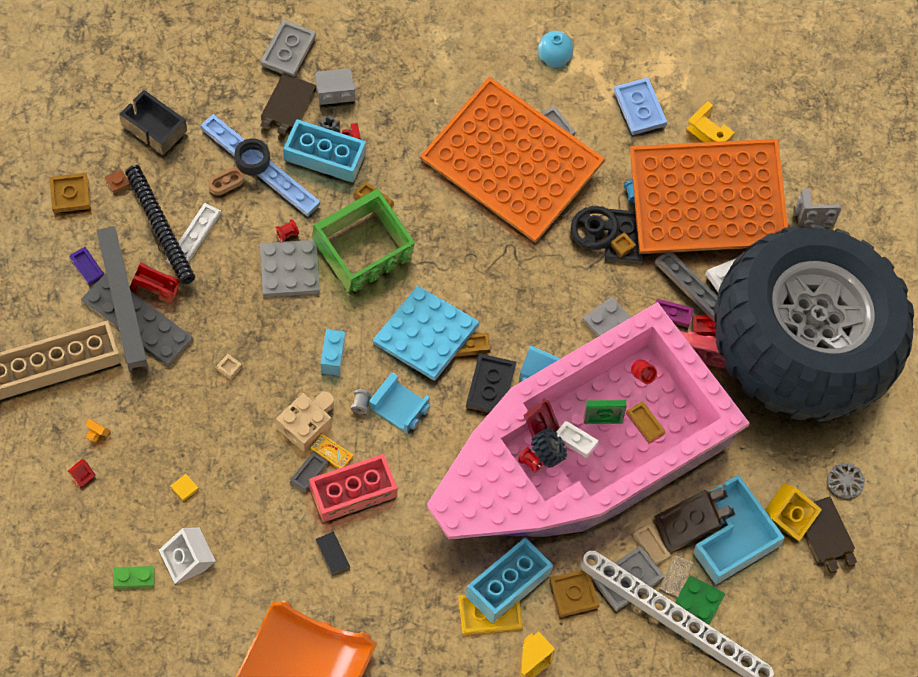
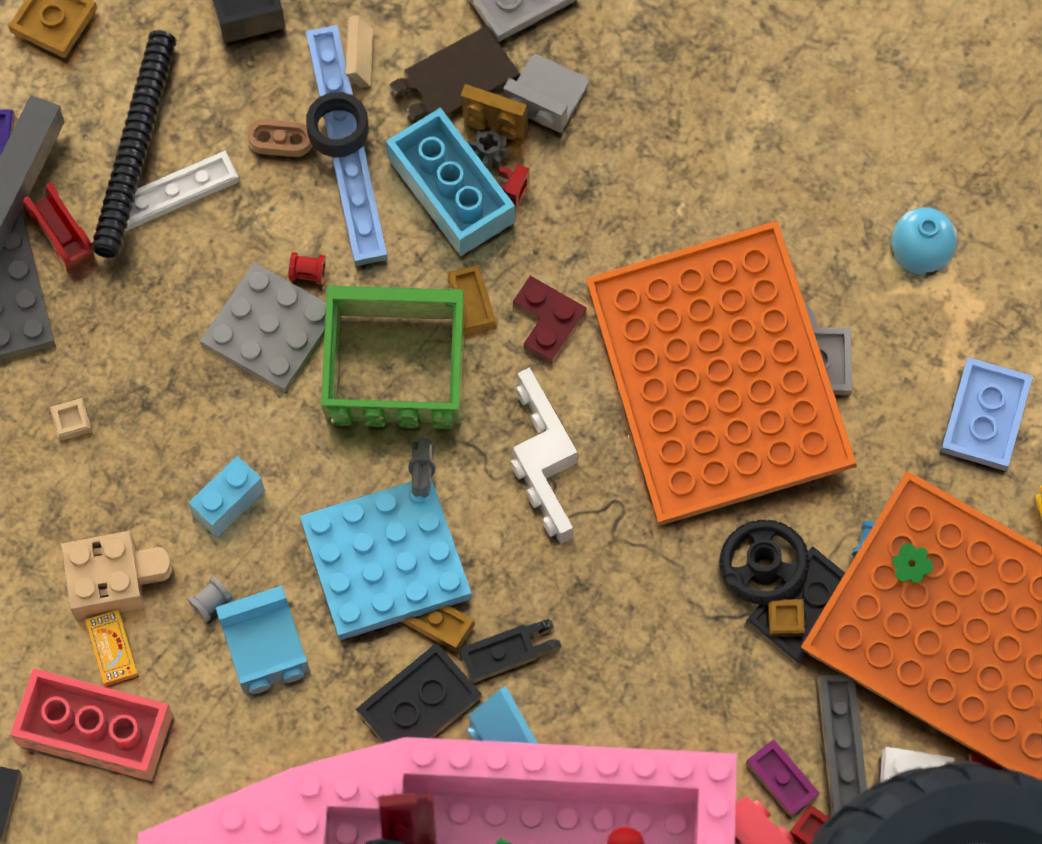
camera: 40 degrees right, 5 degrees up
(117, 181) = (130, 42): dark orange plate -> none
(233, 120) = (359, 51): none -> tan tile
(311, 468) = (59, 654): dark grey tile -> none
(321, 106) = (494, 111): none -> pearl gold plate
(412, 283) = (422, 467): none -> dark grey axle
(417, 181) = (556, 318): none -> dark red plate
(462, 244) = (543, 456): none -> white bracket
(511, 337) = (507, 650): none -> black hinge
(605, 317) = (675, 720): light grey plate -> none
(663, 179) = (908, 554): none -> green plant

